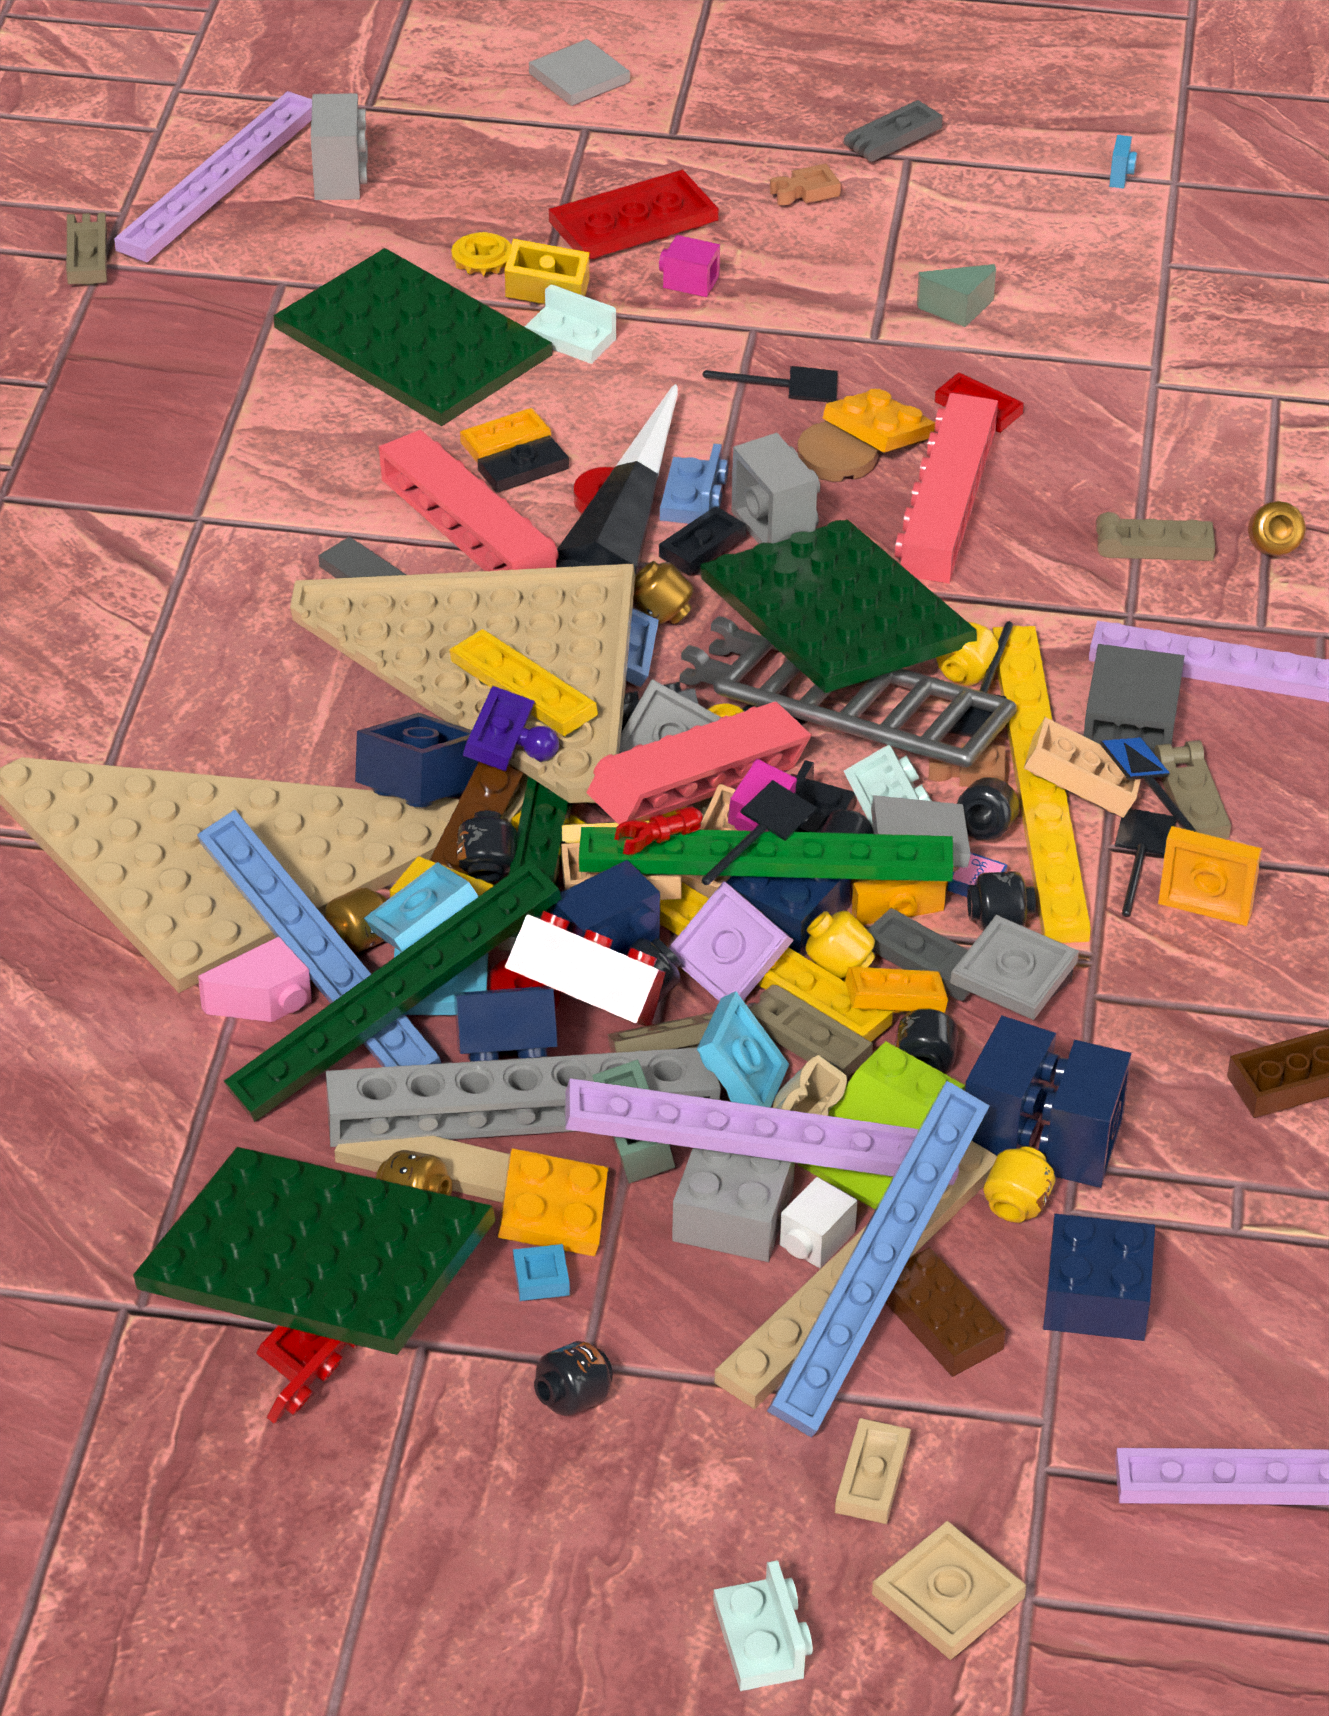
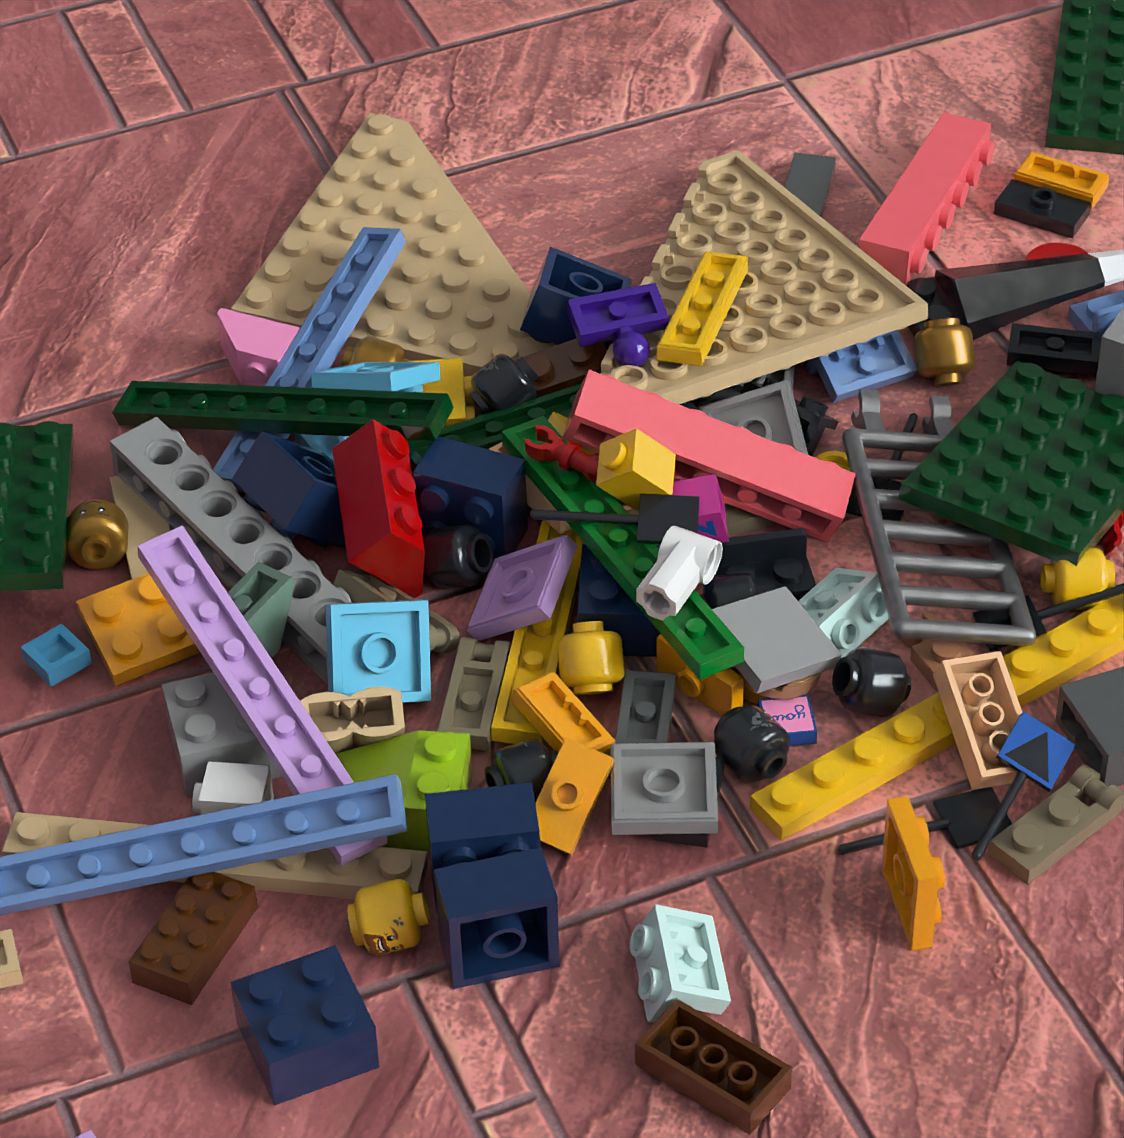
camera: 60 degrees right, 0 degrees up
(719, 796) = (635, 466): none -> yellow brick
(852, 819) = (680, 565): none -> white piece
(972, 1010) = (571, 794): none -> light orange plate
(1183, 1049) = (679, 960): none -> light aqua bracket

